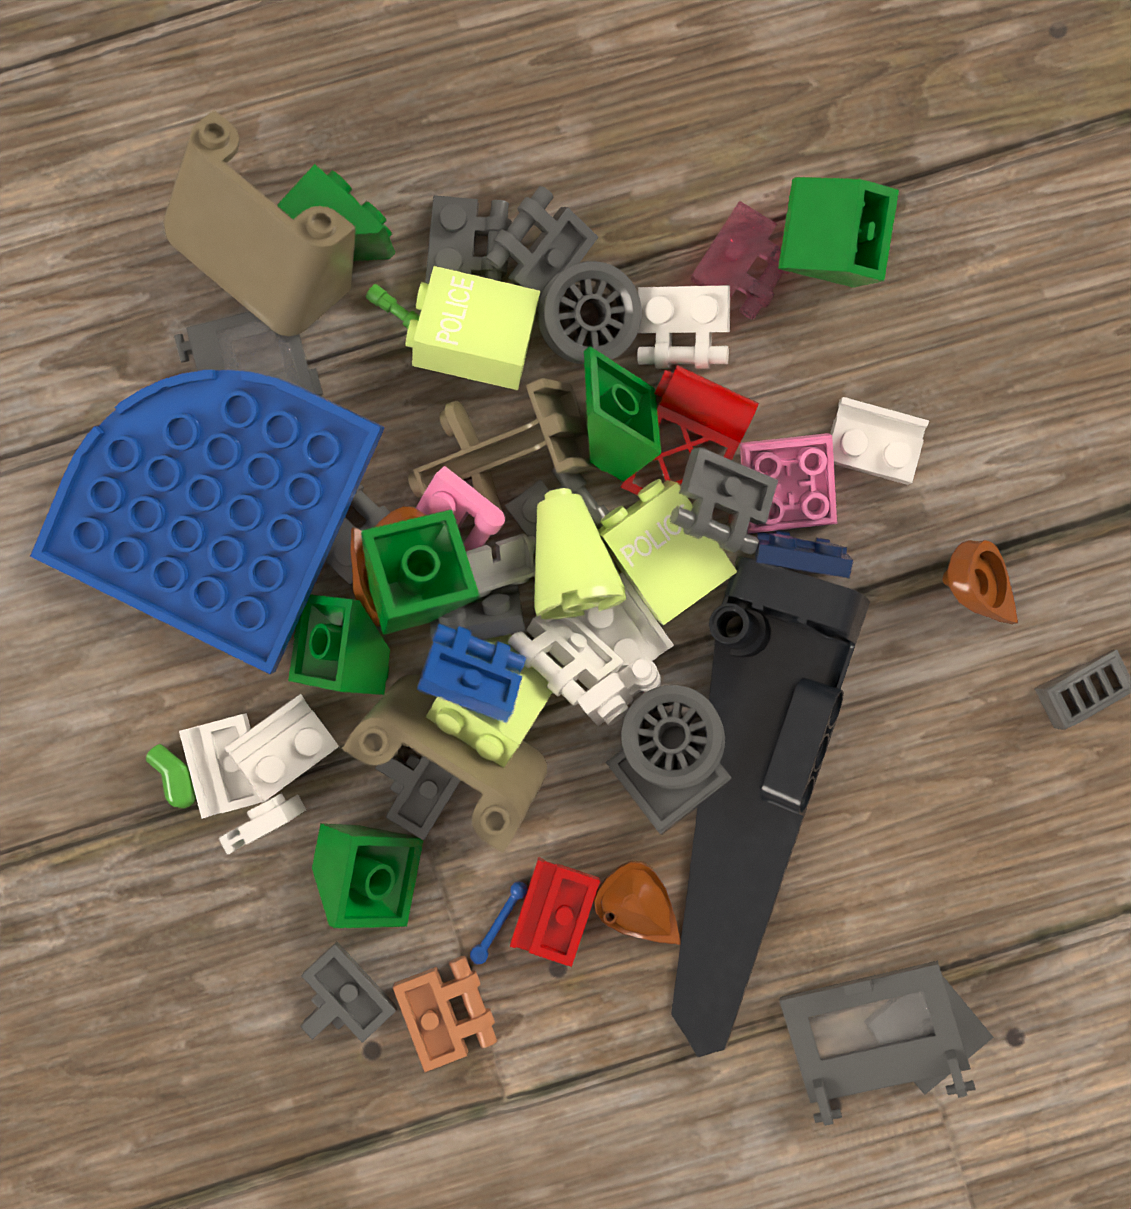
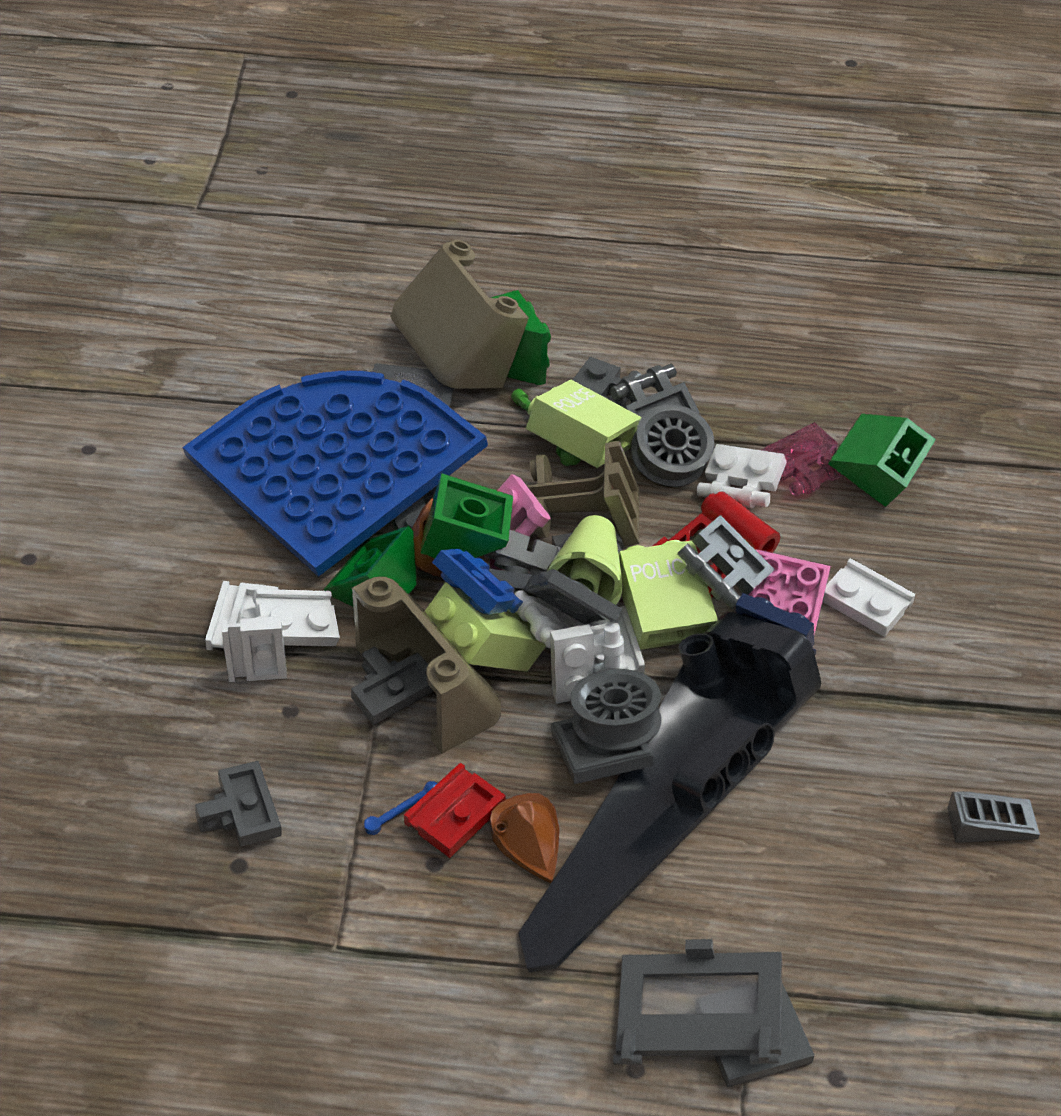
camera: 20 degrees right, 40 degrees down
(175, 776) = (199, 614): bright green arm -> none
(365, 875) = (317, 721): green slope -> none
(431, 1017) = (307, 845): nougat plate -> none
(582, 642) = (572, 598): none -> dark grey plate
(619, 417) = (662, 502): green slope -> none
(981, 581) = (924, 706): dark orange piece -> none

